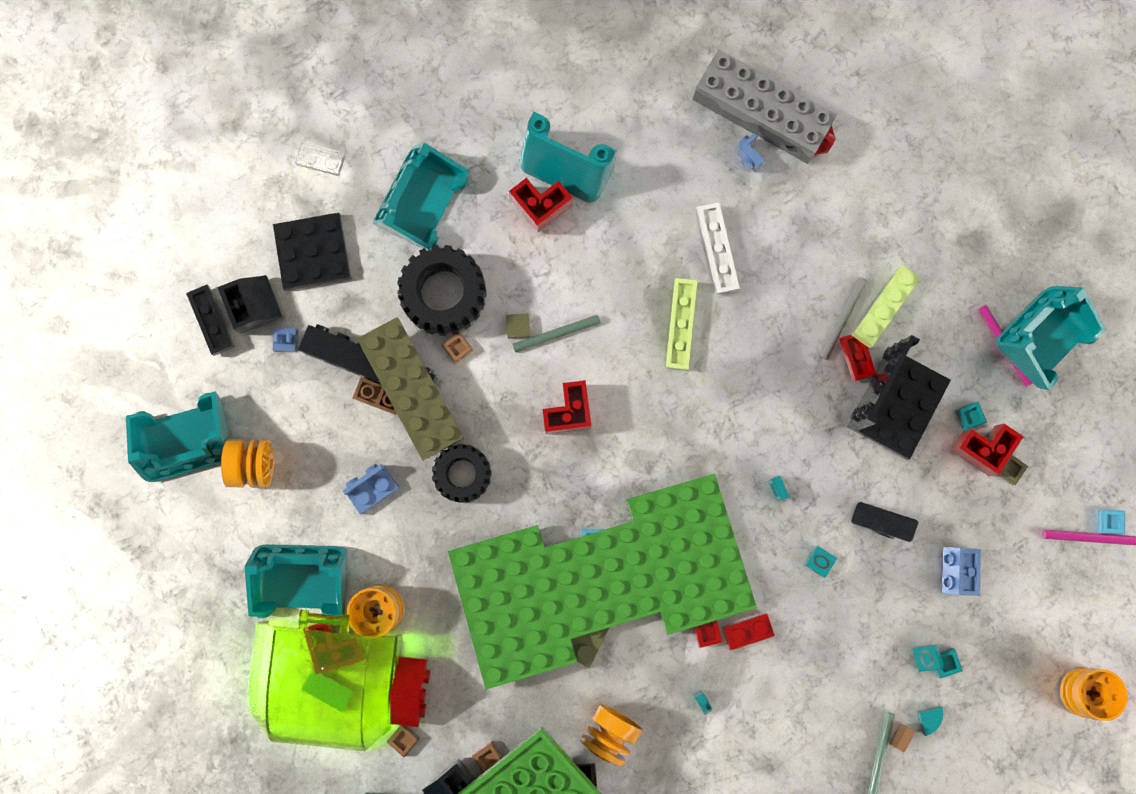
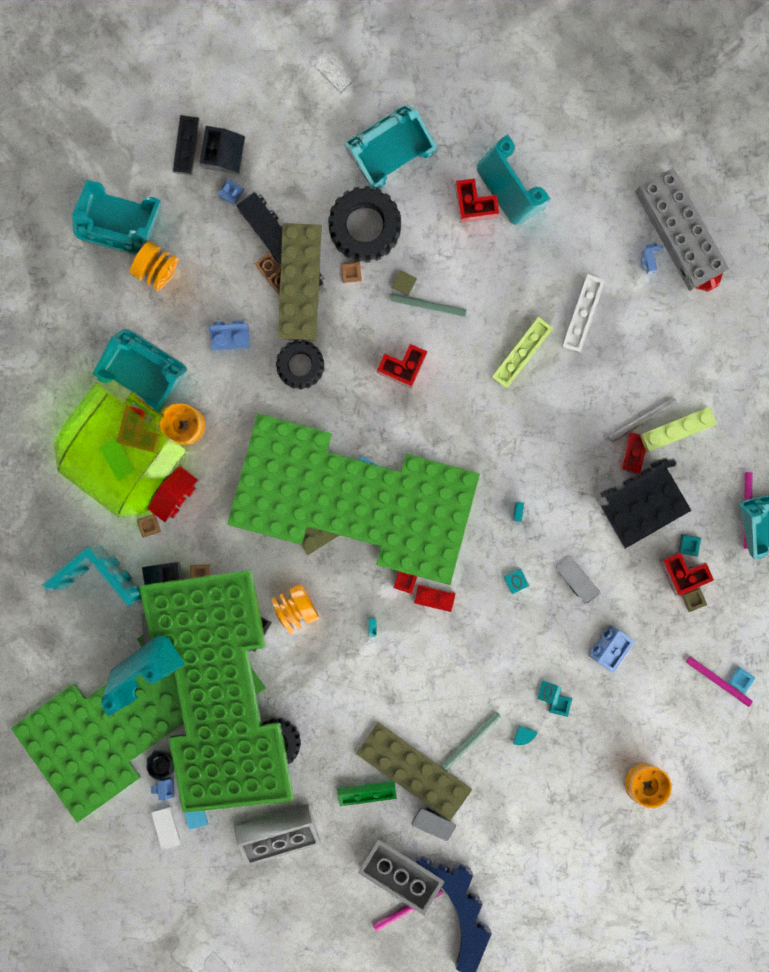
camera: 30 degrees right, 5 degrees up
(311, 251) = (288, 138): black plate -> none
(902, 737) = (496, 735): medium nougat tile -> none

